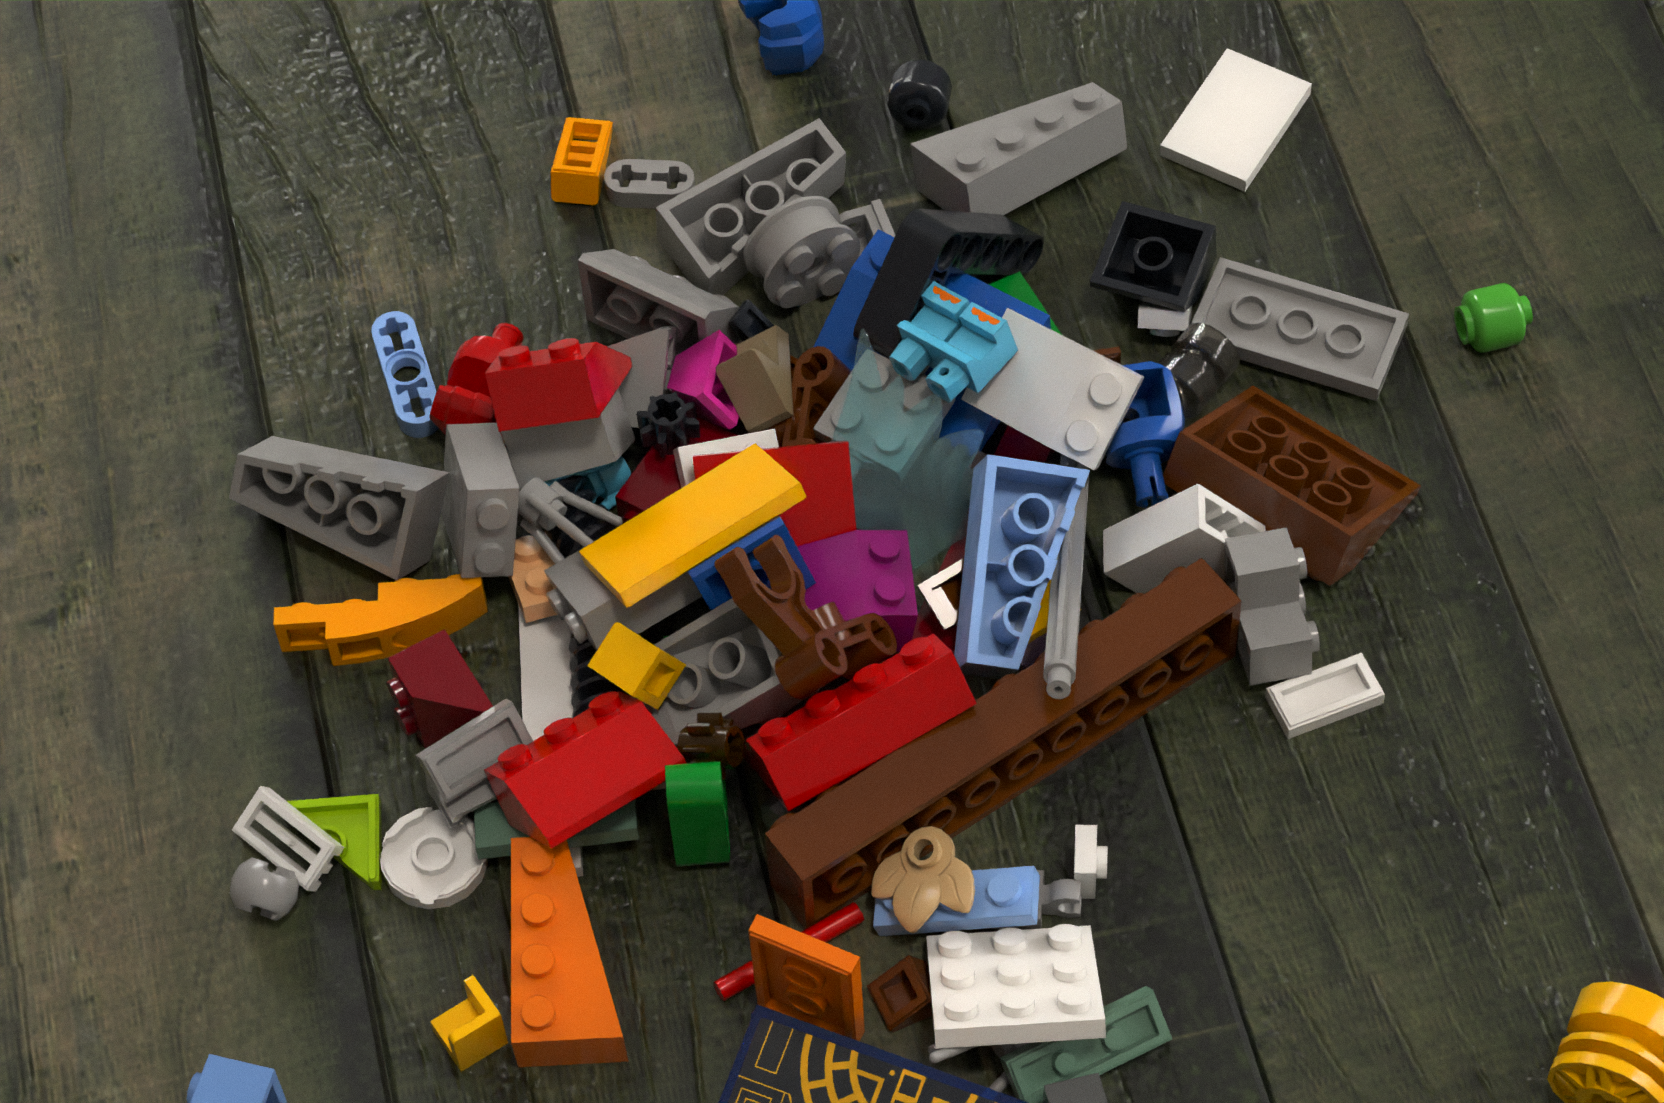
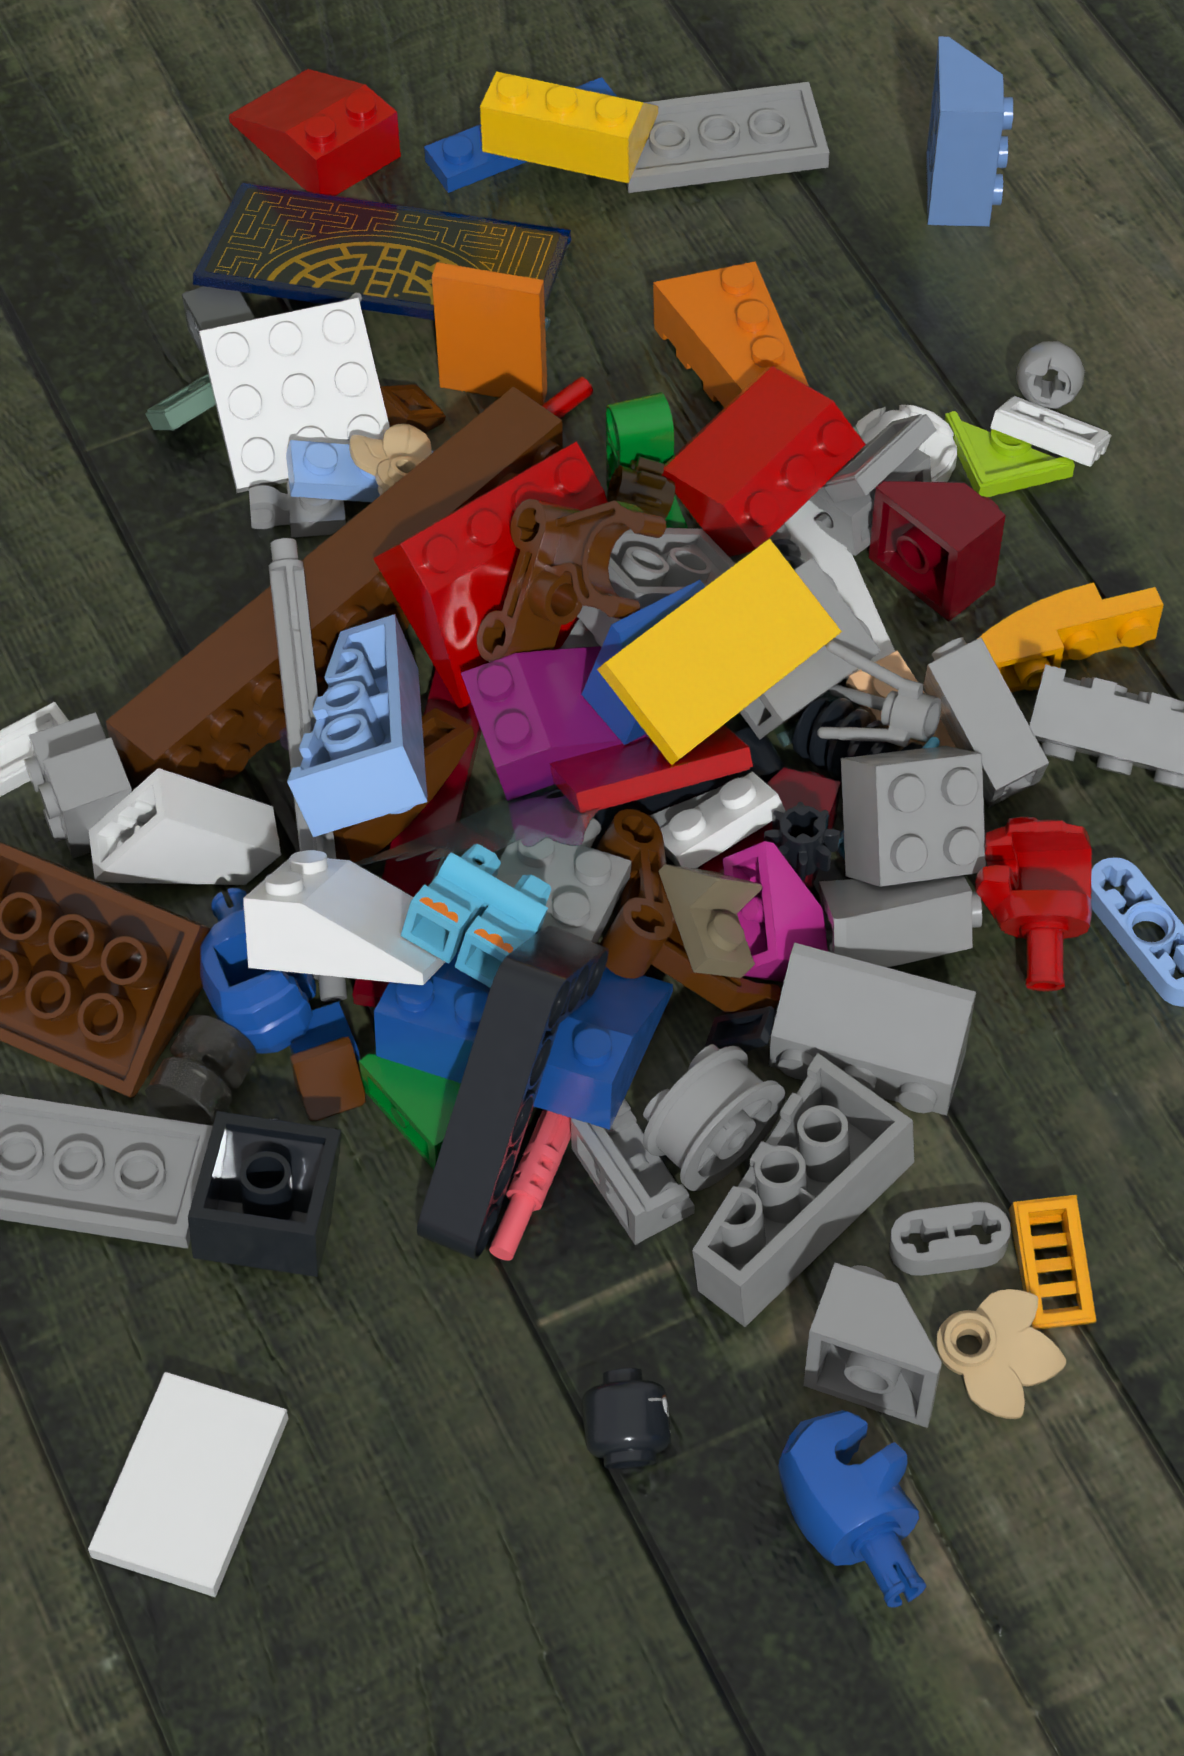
camera: 165 degrees right, 0 degrees up
(471, 1027) = (804, 310): yellow panel -> none
(554, 383) = (929, 792): red slope -> none
(636, 665) = (734, 537): yellow panel -> none
(647, 108) = (1009, 1353): none -> tan plate
(741, 90) = (872, 1347): none -> light grey slope
(1019, 152) = (483, 1318): light grey wedge -> none
(1089, 859) = (245, 534): white plate -> none

